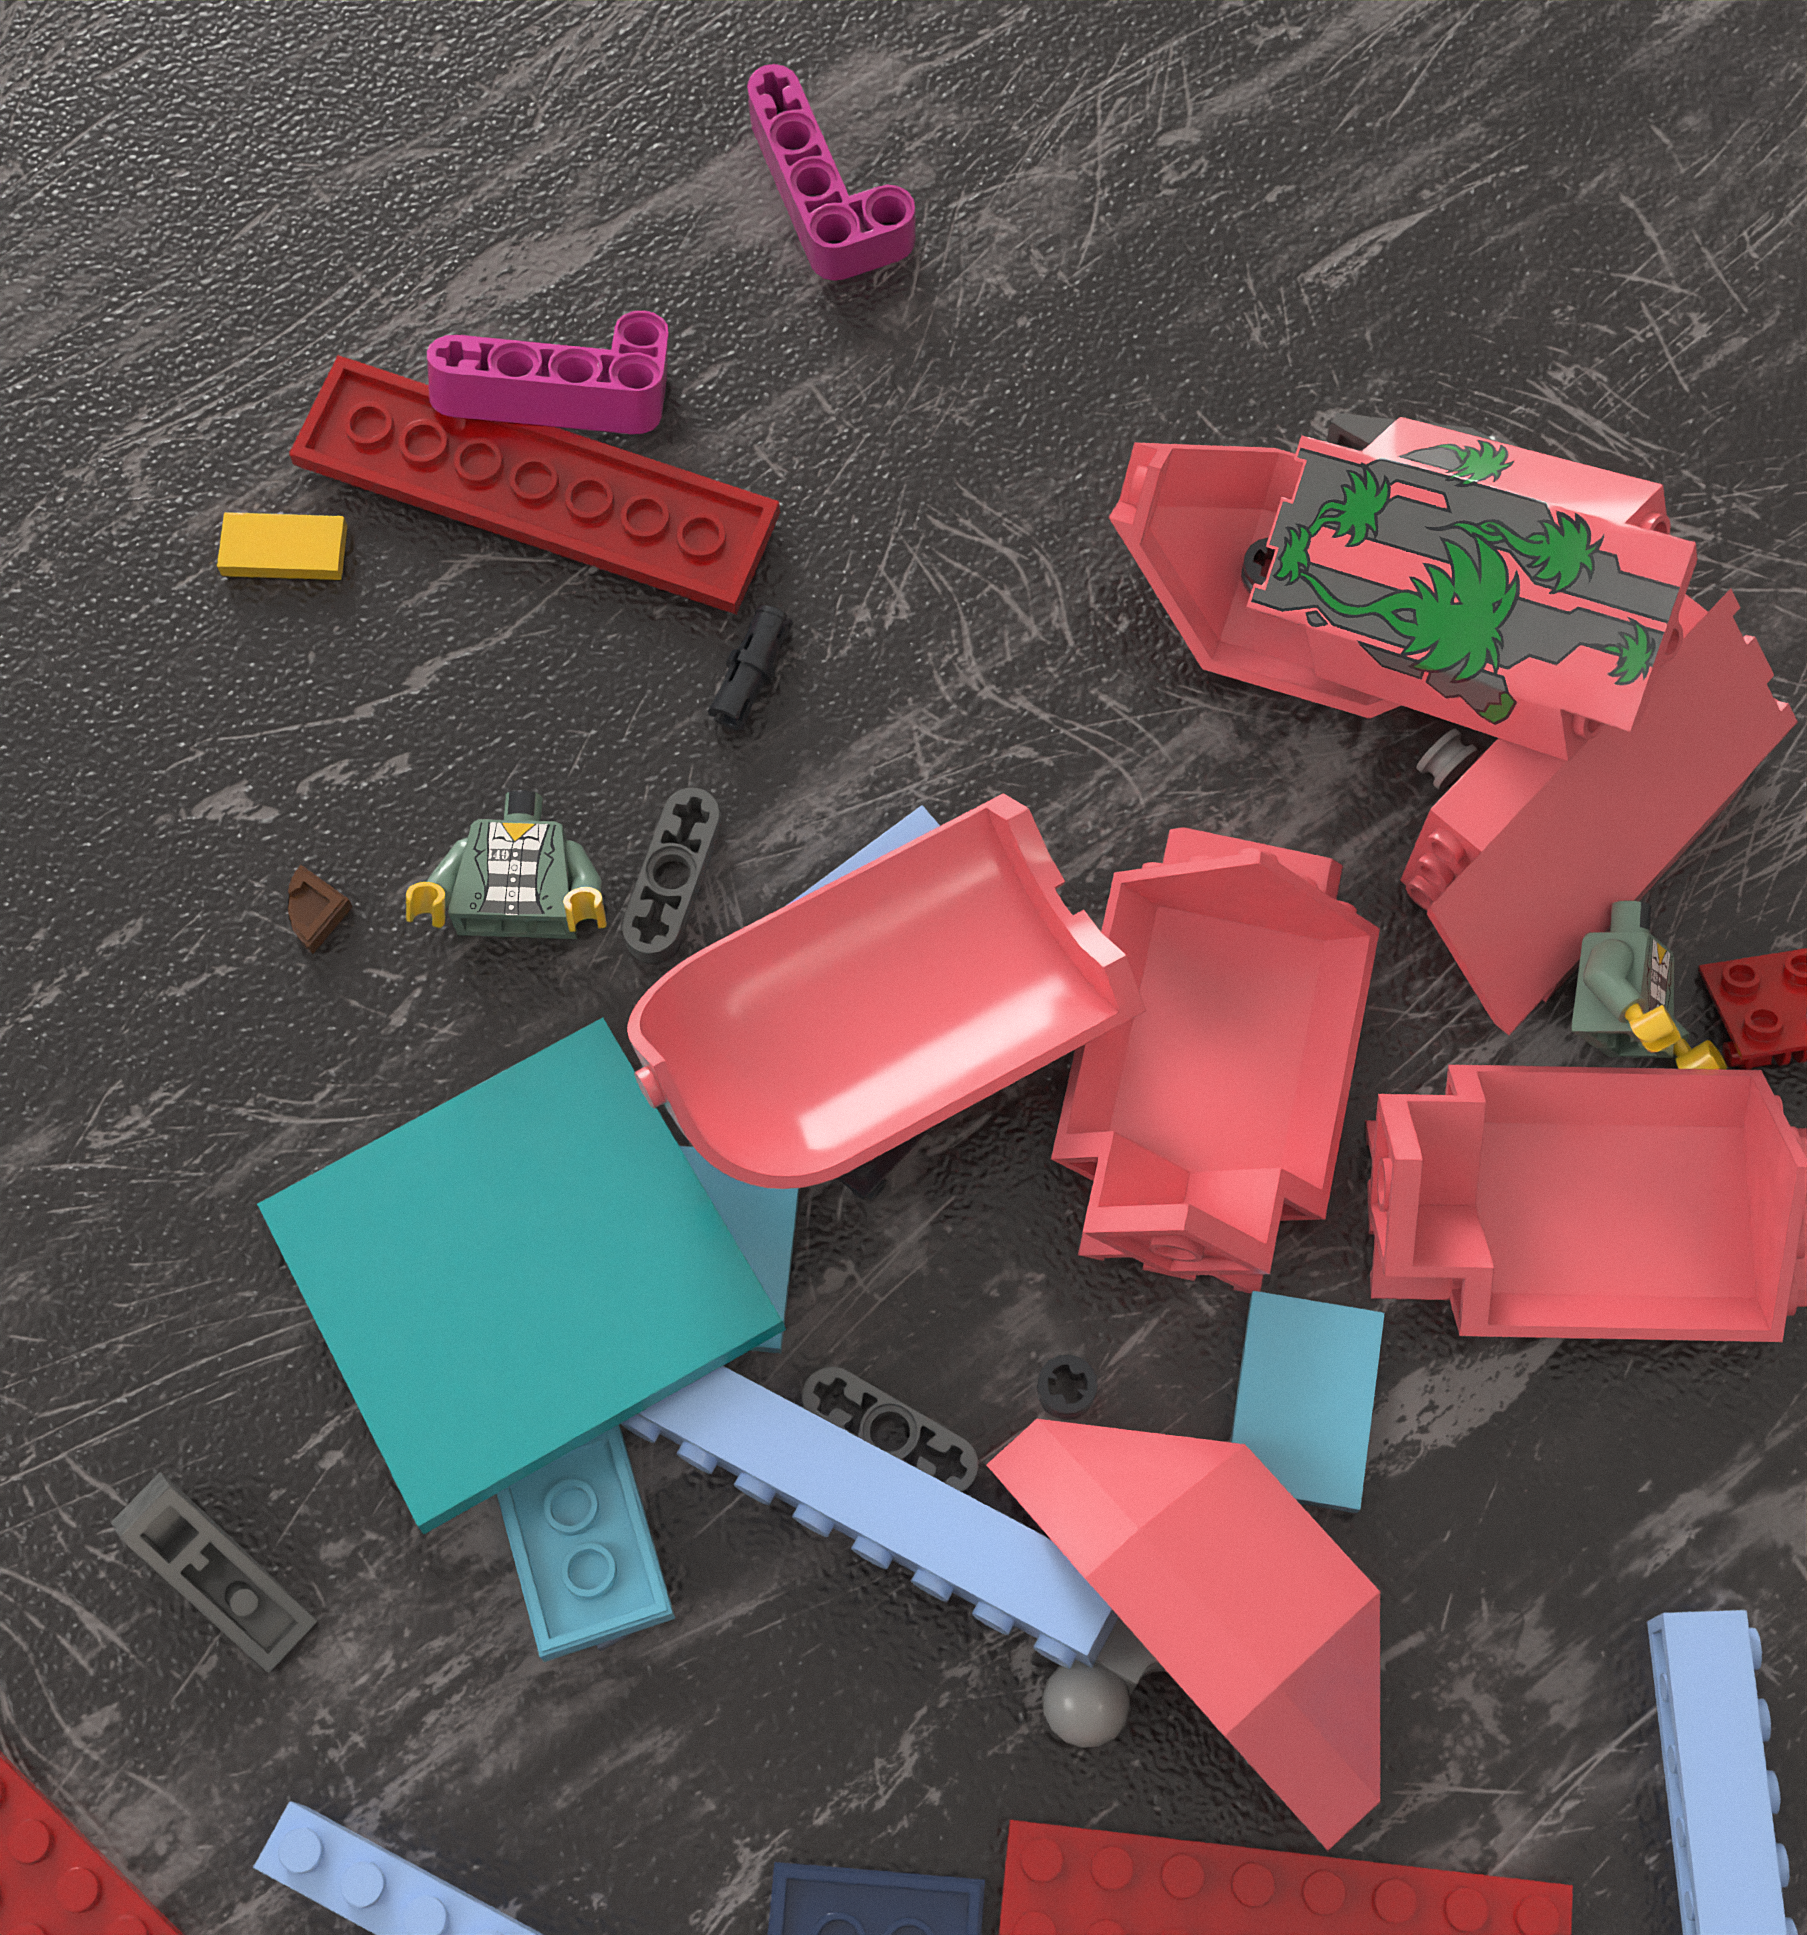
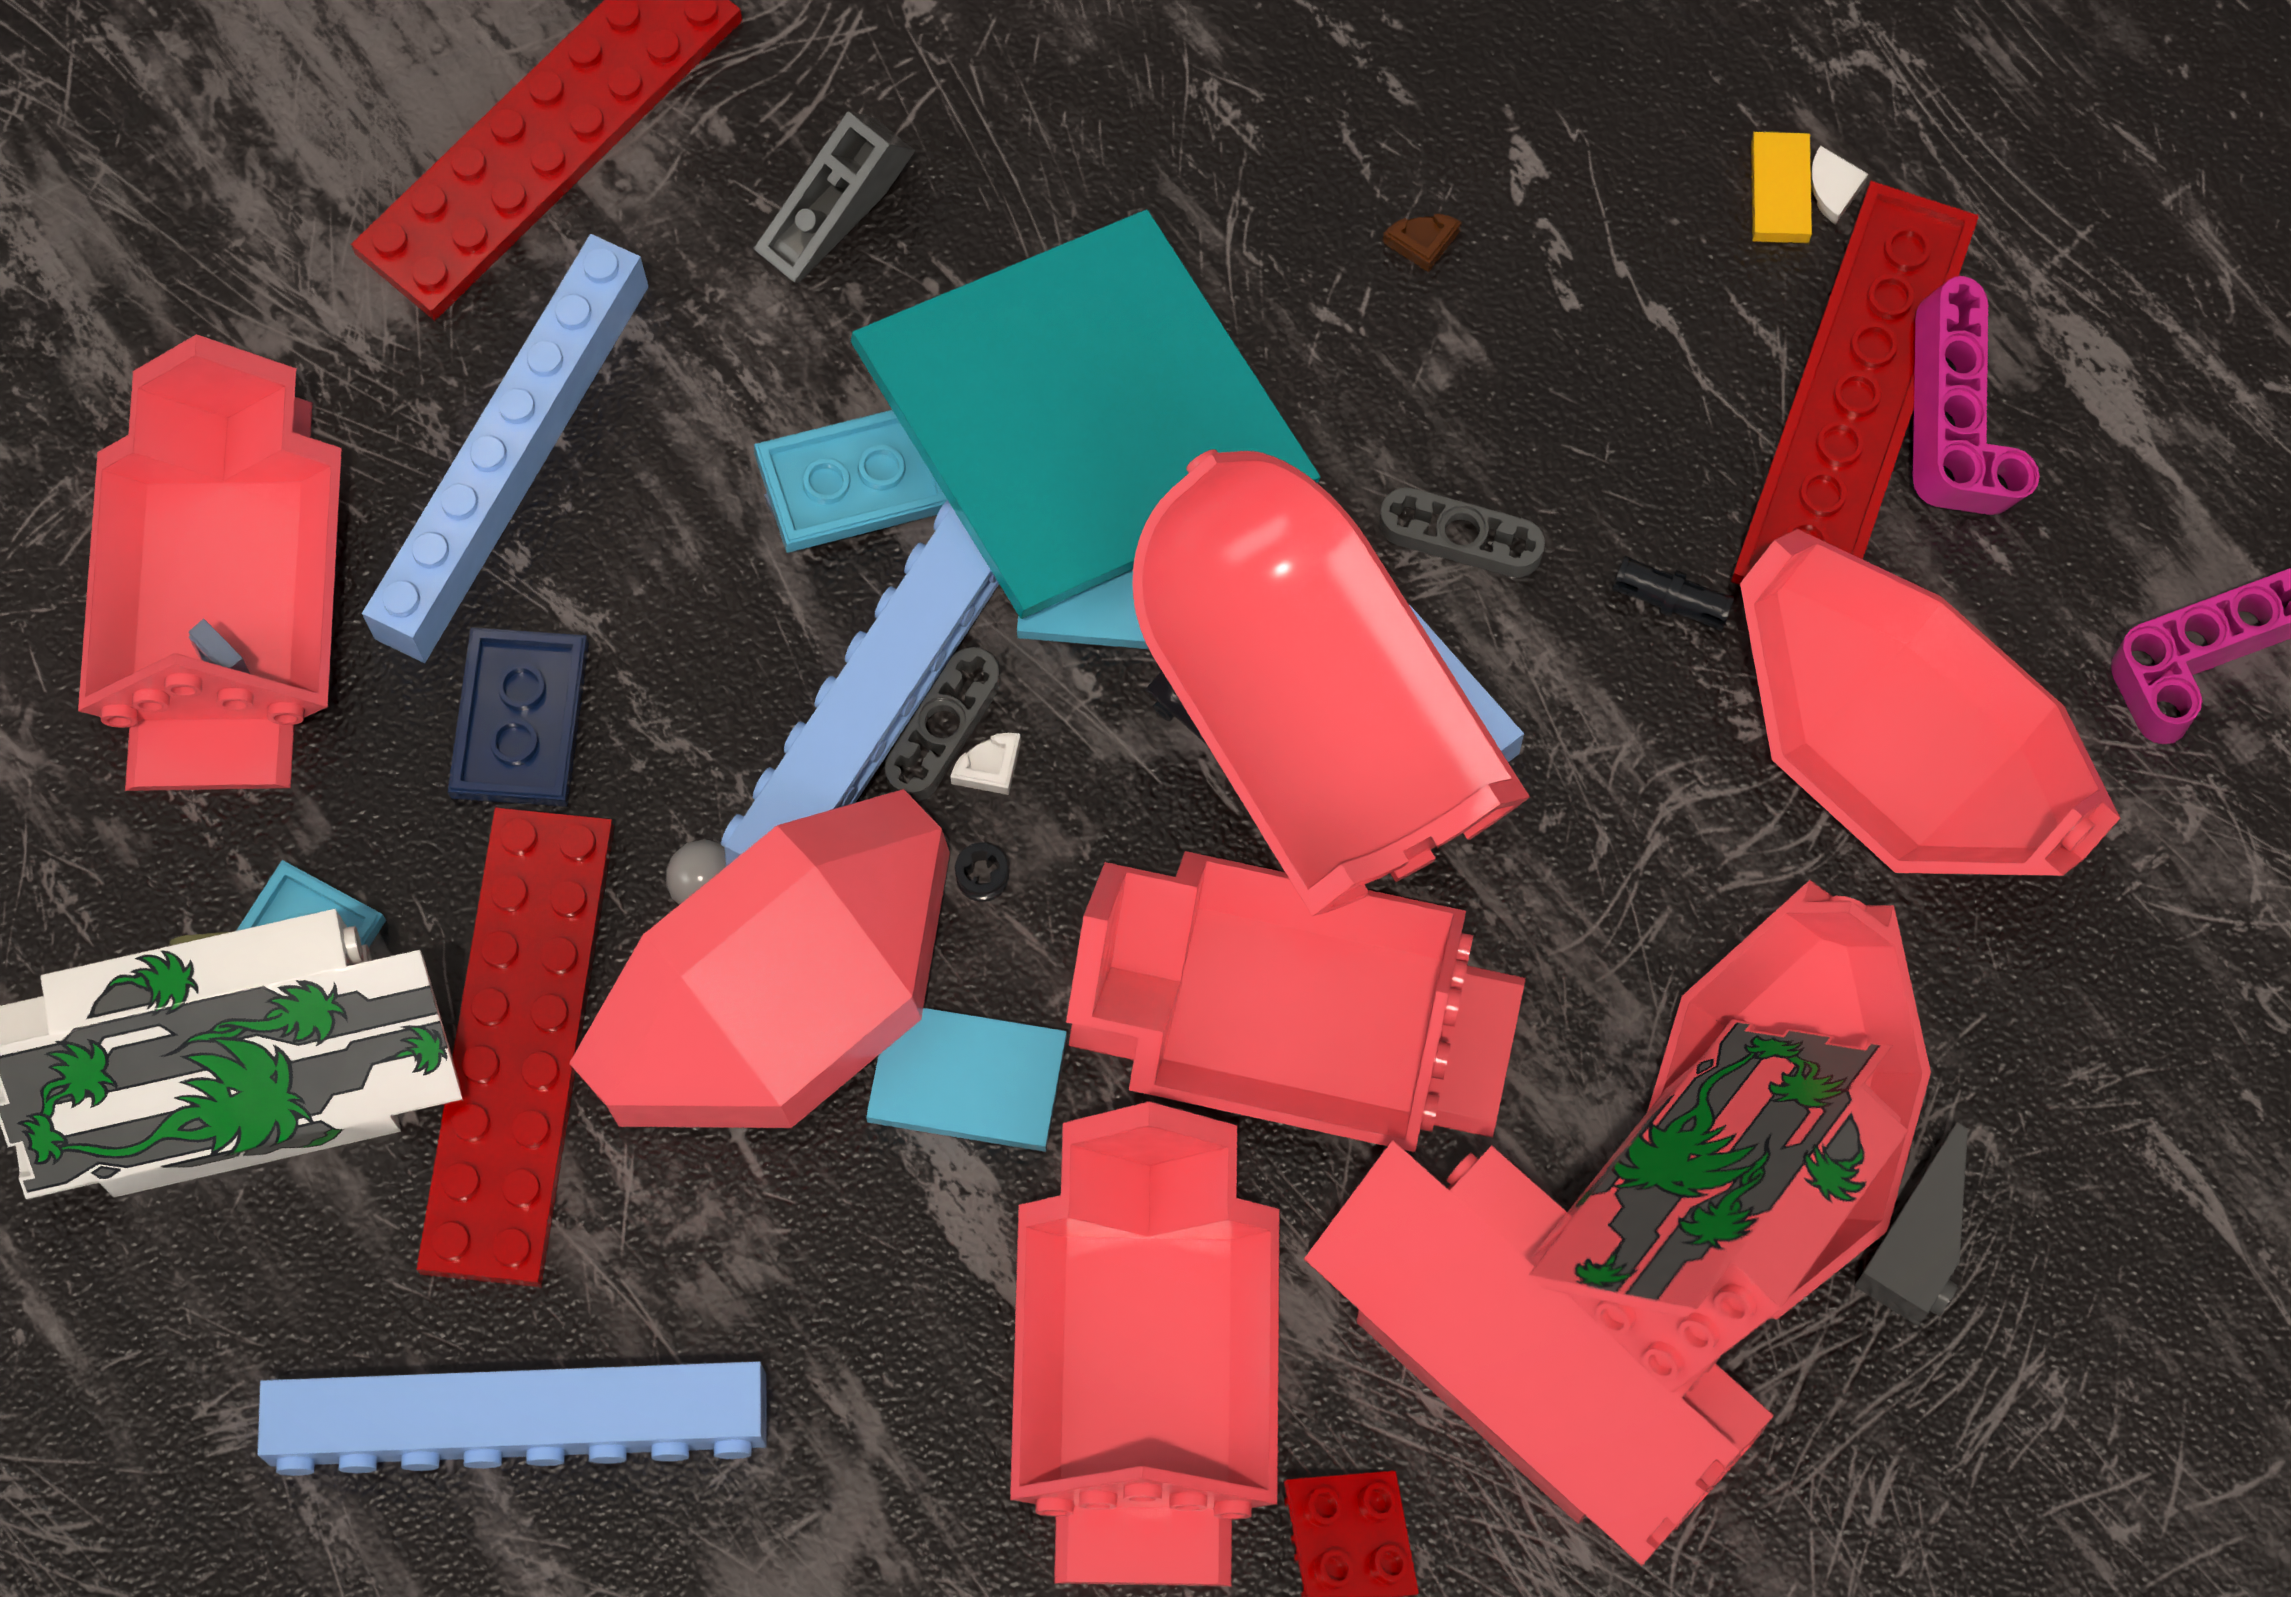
camera: 90 degrees right, 0 degrees up
(283, 492) = (1834, 183): none -> white tile
(512, 878) = (1448, 390): torso -> none
(922, 426) = (1914, 721): none -> coral panel
(936, 1381) = (989, 764): none -> white tile
(1629, 994) = (1340, 1375): sand green torso -> none

